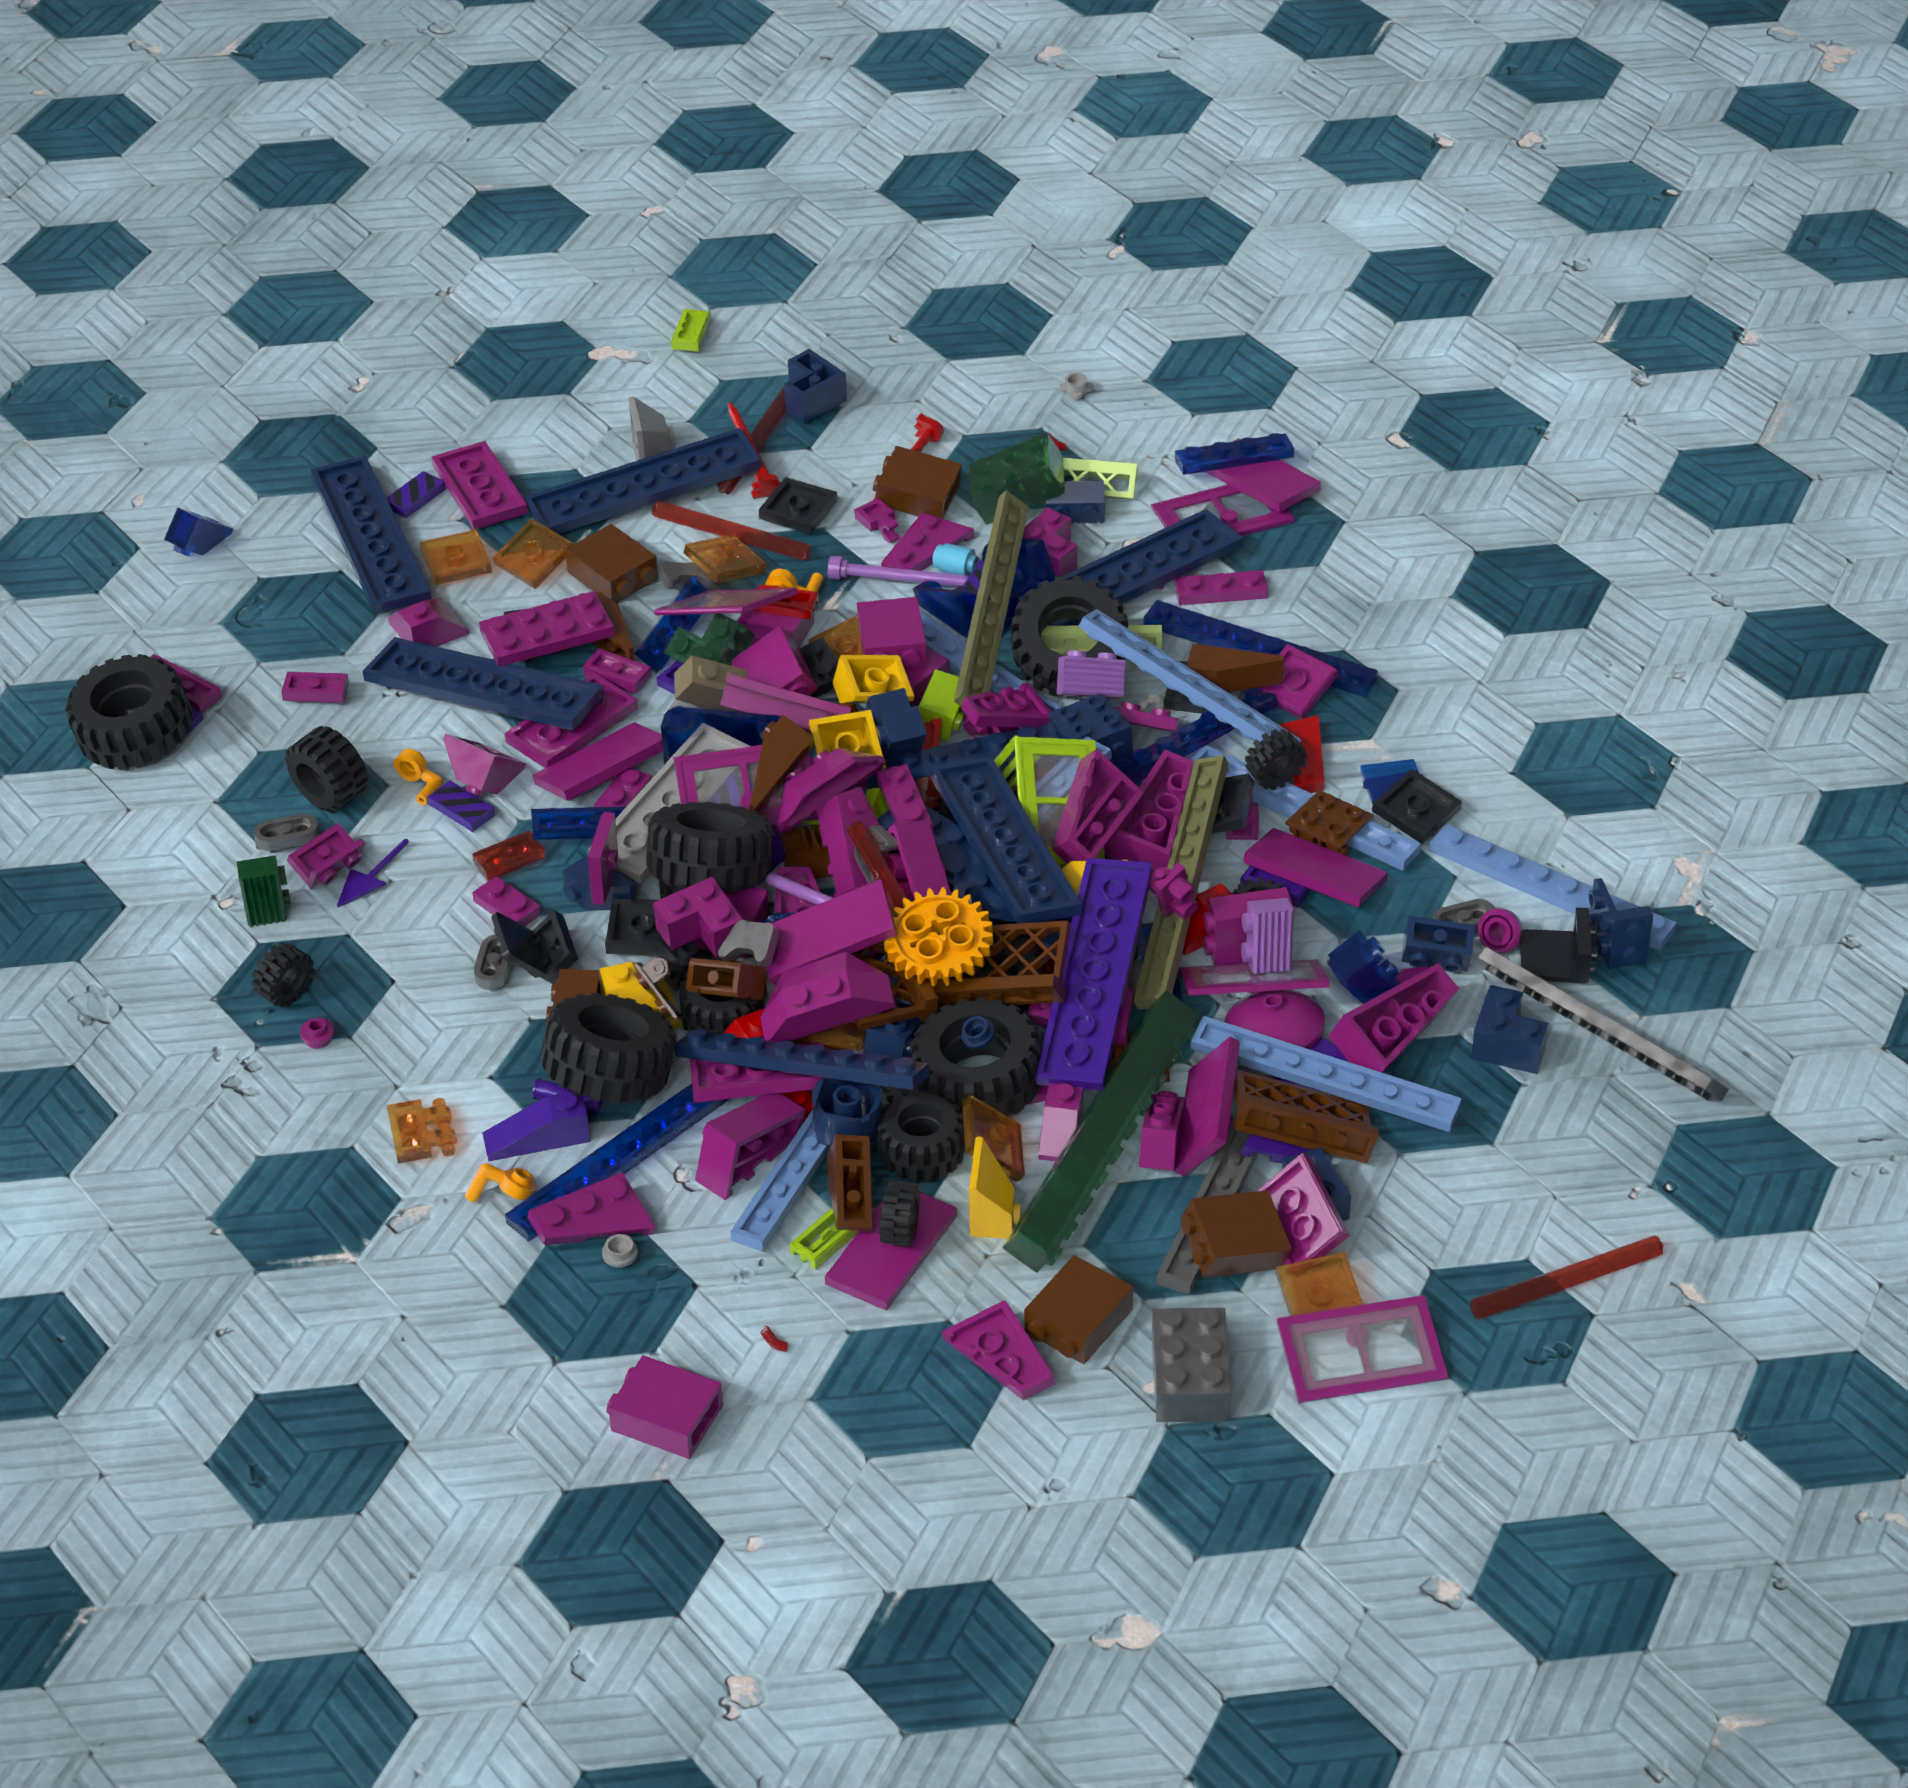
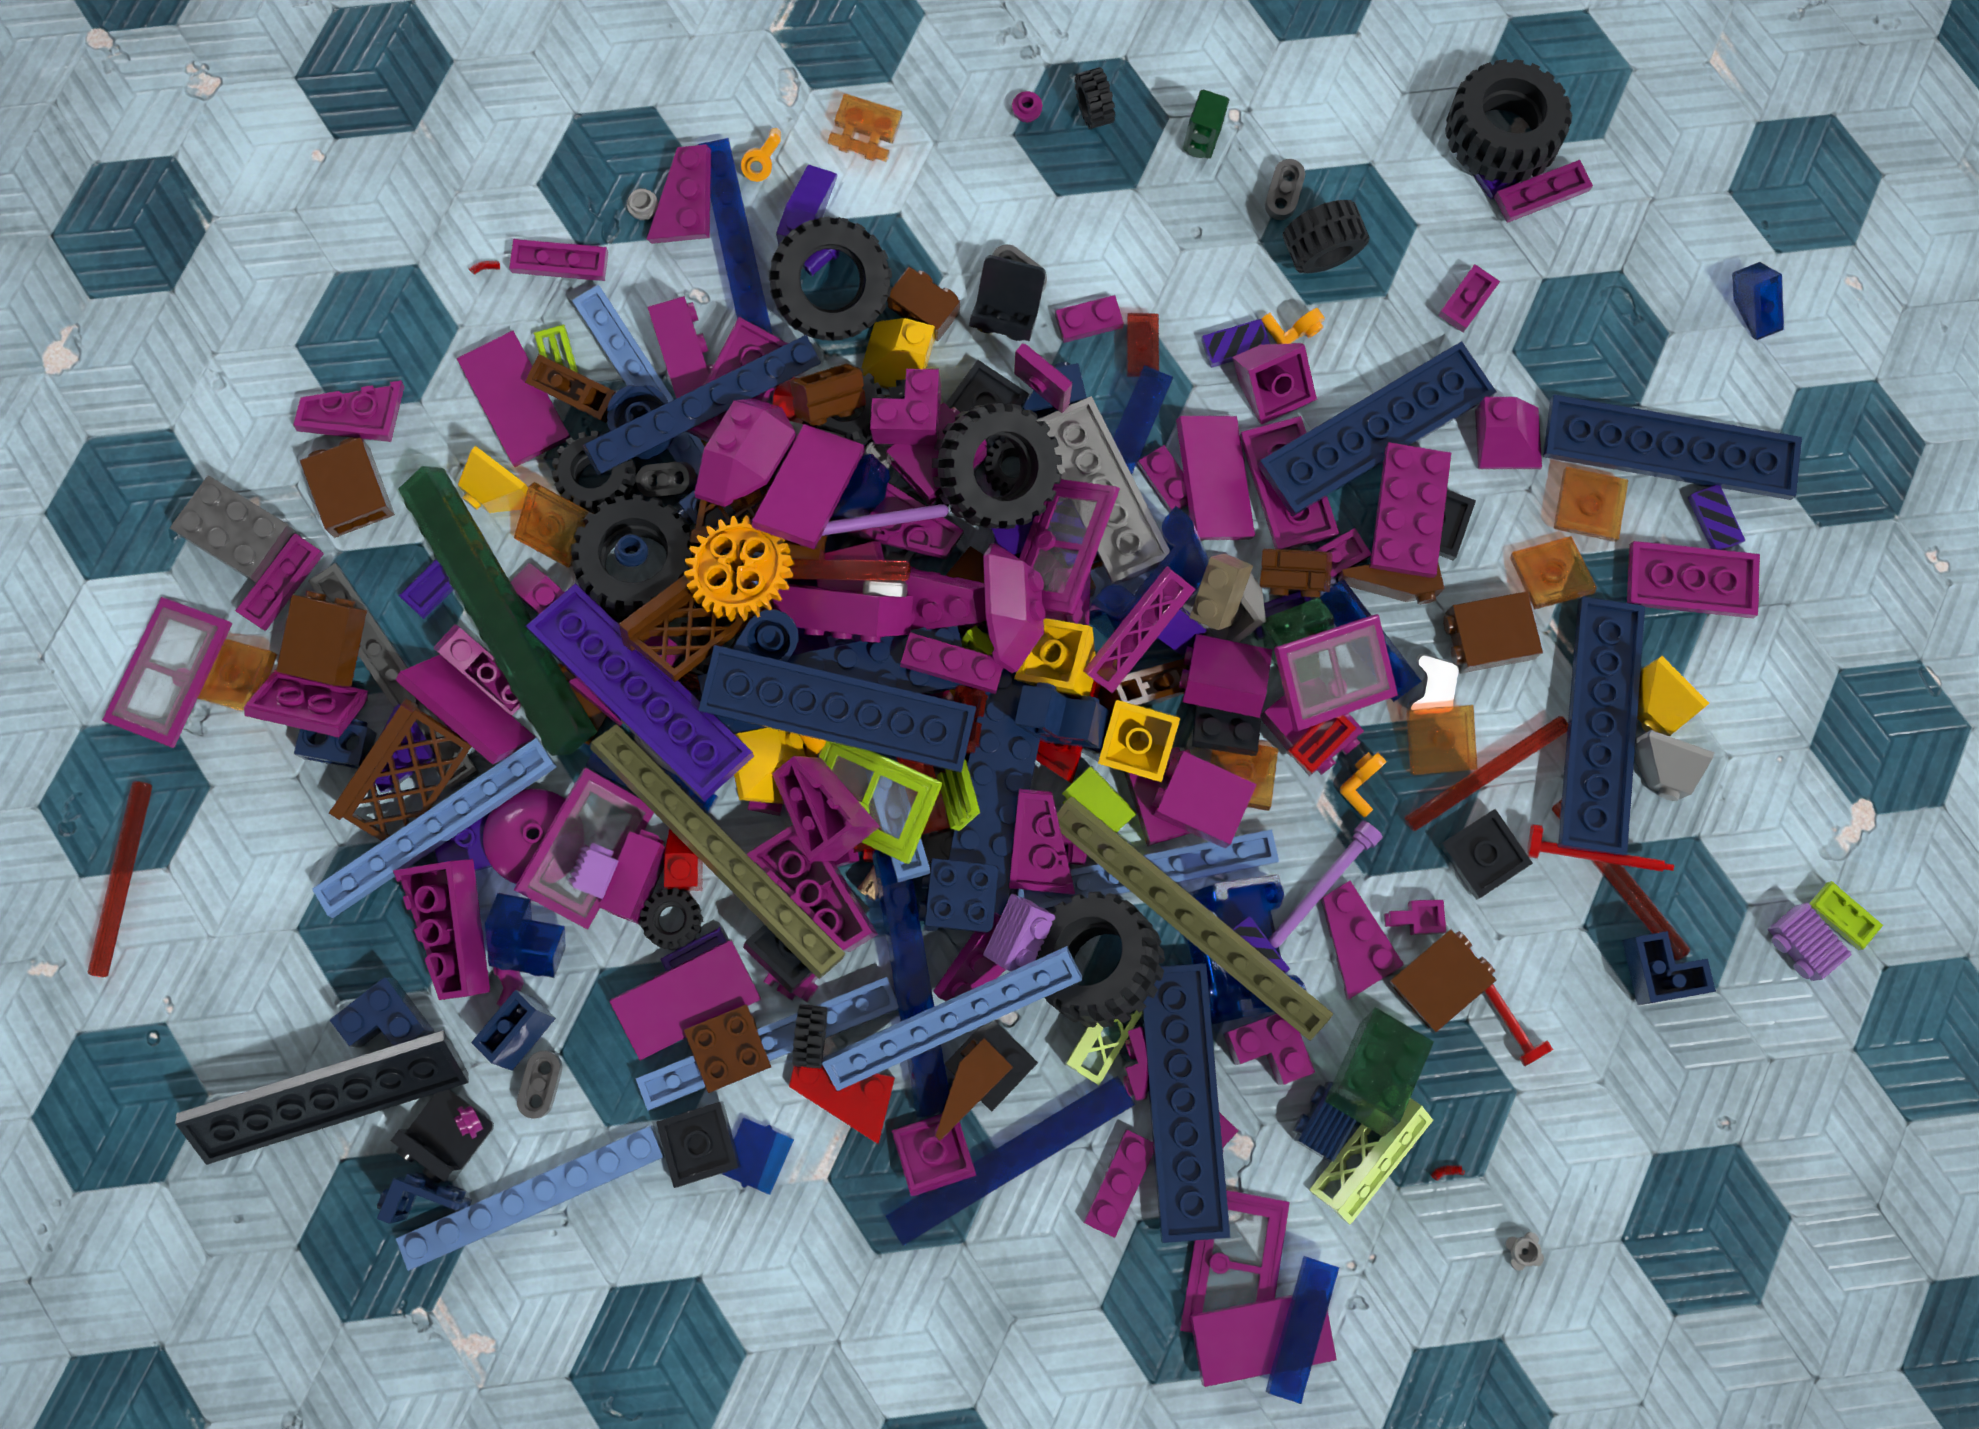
camera: 115 degrees right, 35 degrees up
(325, 856) = (1230, 203): magenta bracket -> none
(360, 884) = (1189, 221): dark purple piece -> none
(597, 448) = (1666, 698): none -> yellow slope
(649, 673) = (1296, 571): none -> reddish brown brick
(649, 977) = (869, 347): hinge -> none
(665, 1406) = (467, 151): magenta brick -> none
(726, 1280) = (558, 260): none -> magenta plate
(727, 337) = (1808, 942): none -> medium lavender brick
(750, 938) = (841, 427): flat silver piece -> none
(781, 753) = (1058, 575): reddish brown slope -> none
(900, 1213) = (508, 397): black tyre -> none
(955, 559) = (1308, 950): medium azure brick -> none
(1118, 1211) = (427, 590): none -> dark purple tile
(1136, 600) = (1137, 1075): none -> magenta slope
(1173, 891) = (673, 806): magenta hips -> none
(1243, 1311) = (279, 582): none -> magenta plate
(1500, 930) = (499, 1105): magenta brick -> none
(1532, 933) = (468, 1121): none -> magenta plate

